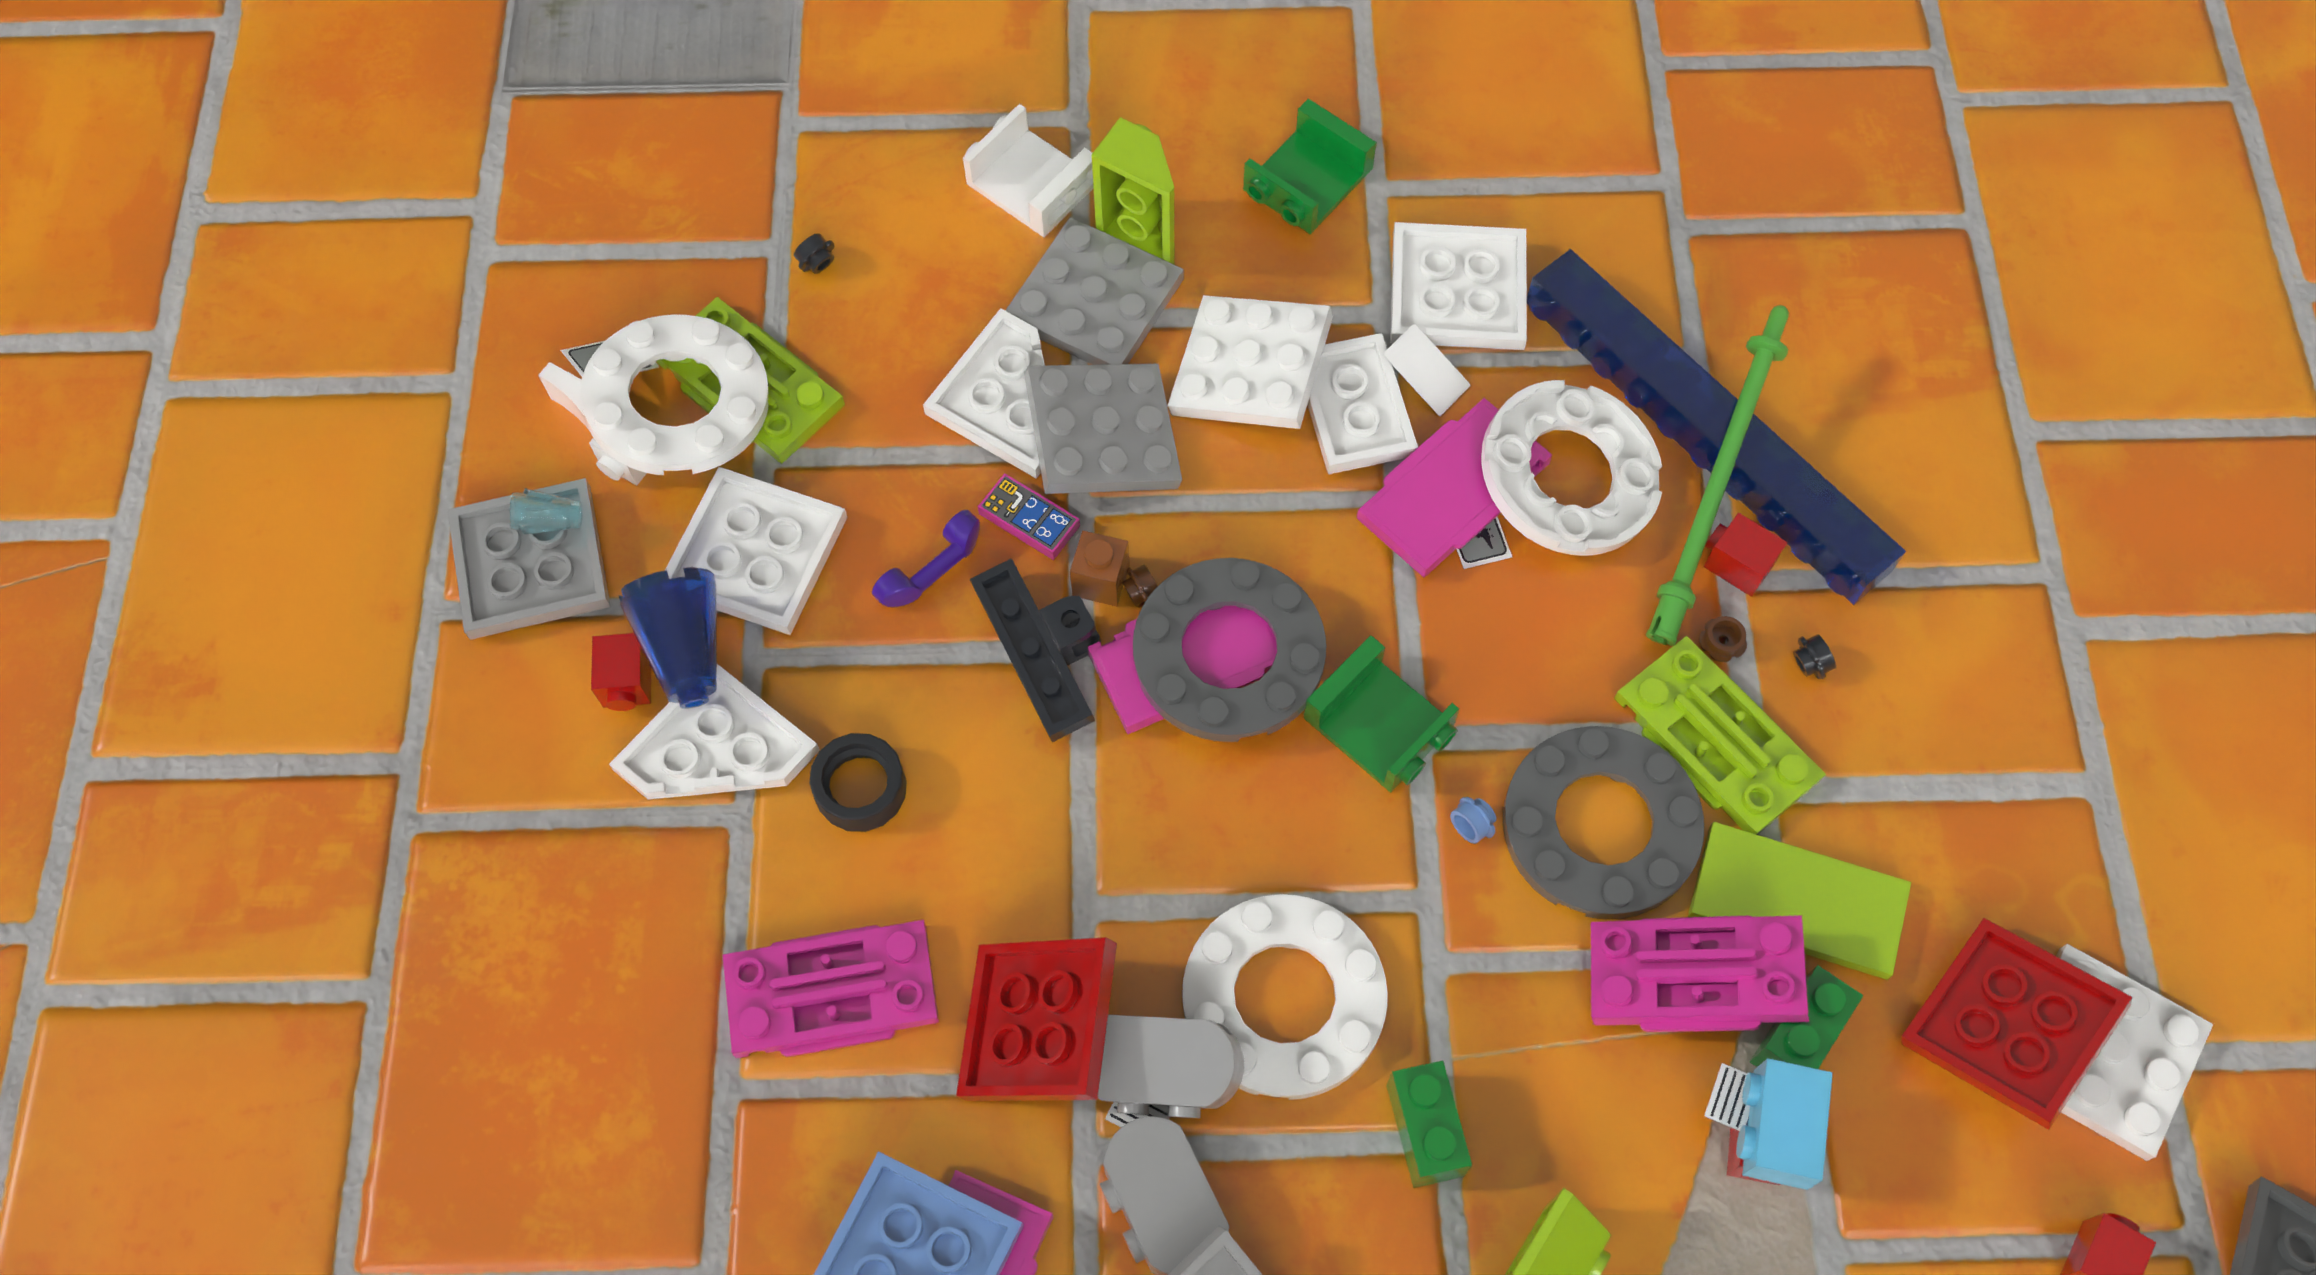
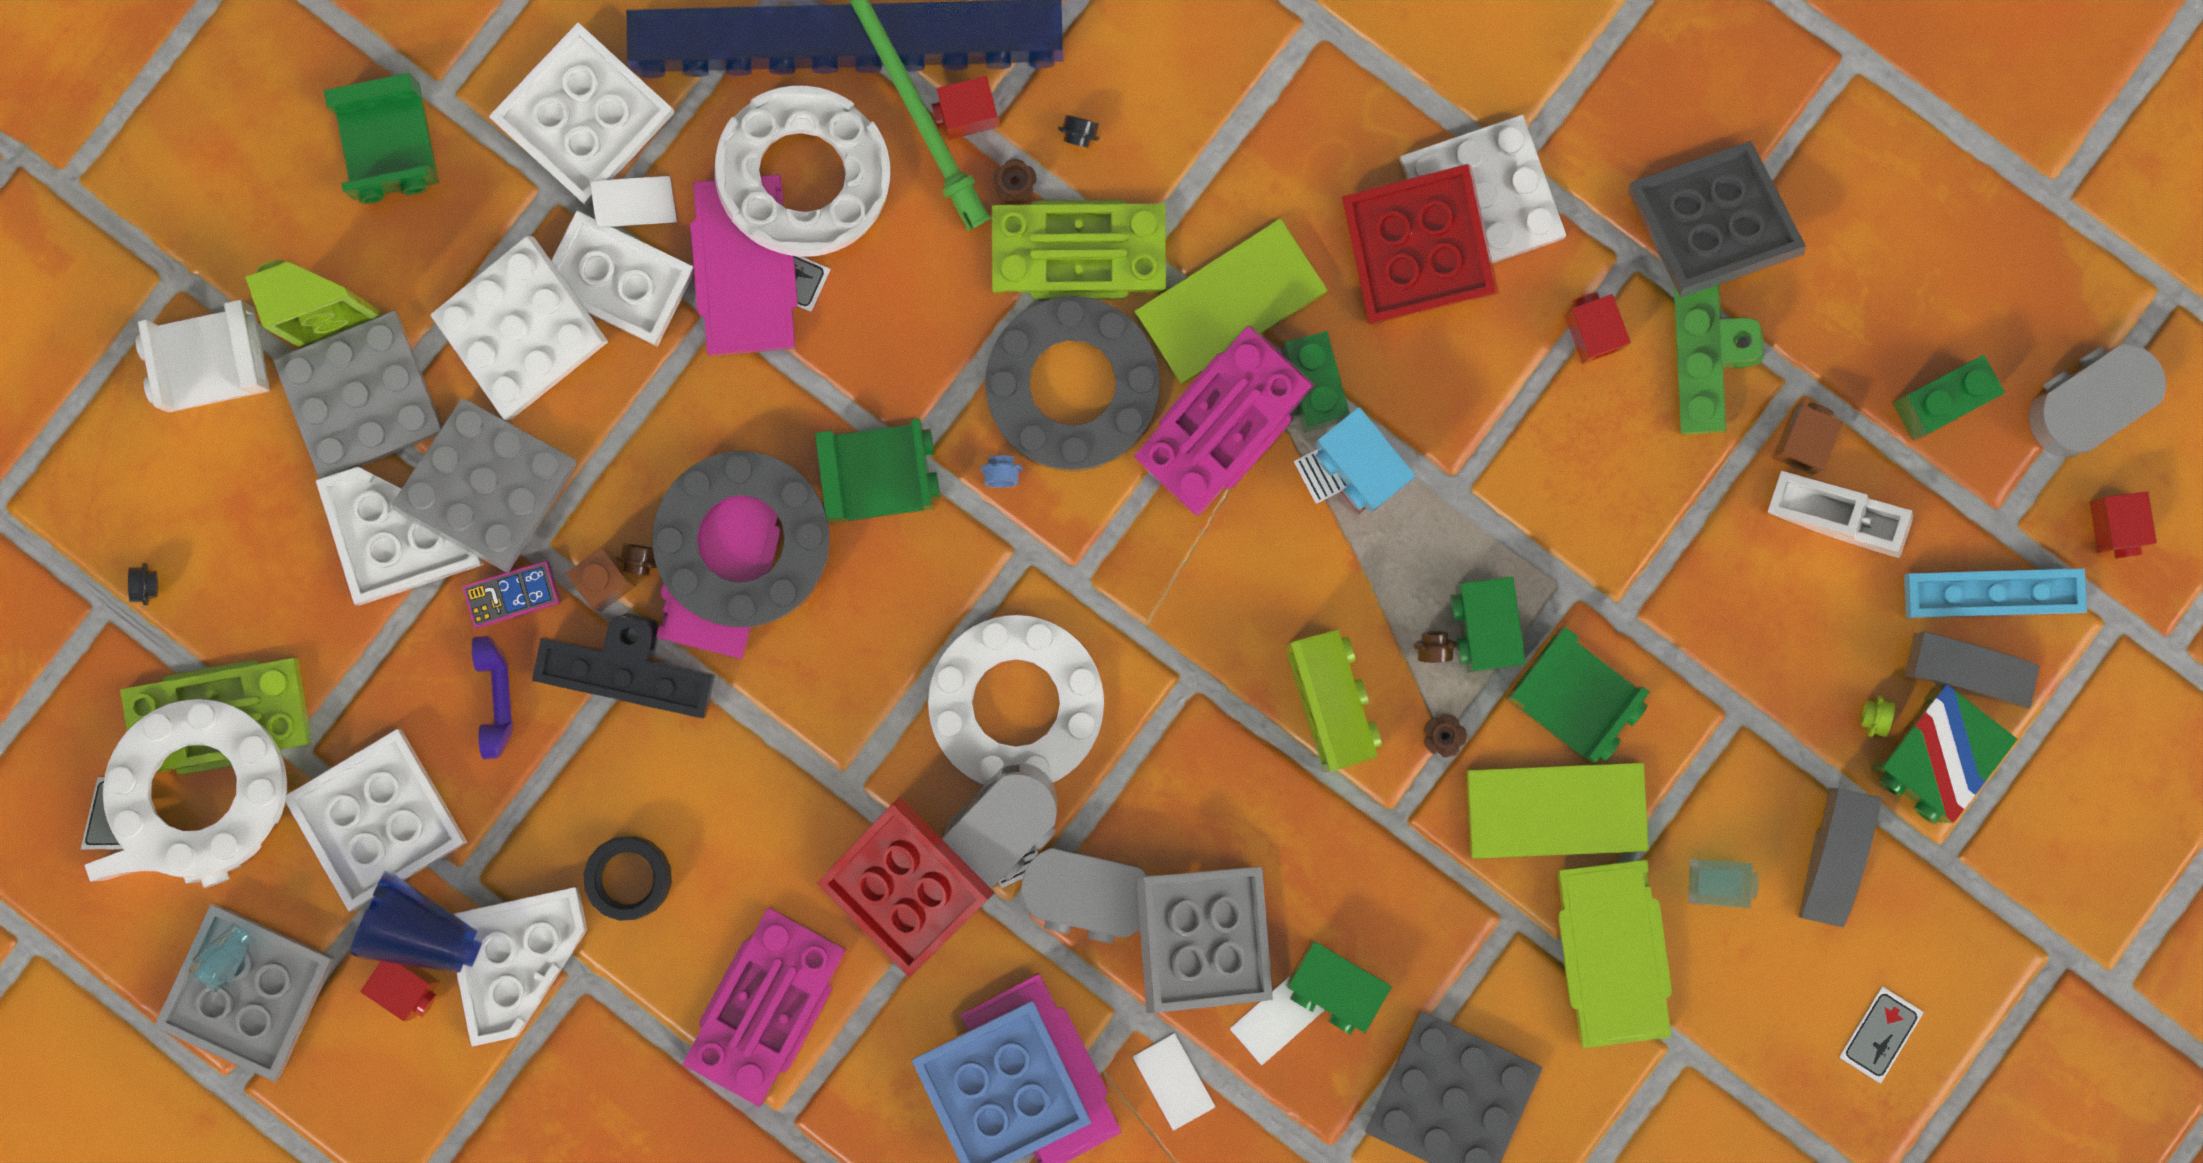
camera: 50 degrees left, 20 degrees up
(1428, 1124) = (1177, 682): green brick -> none

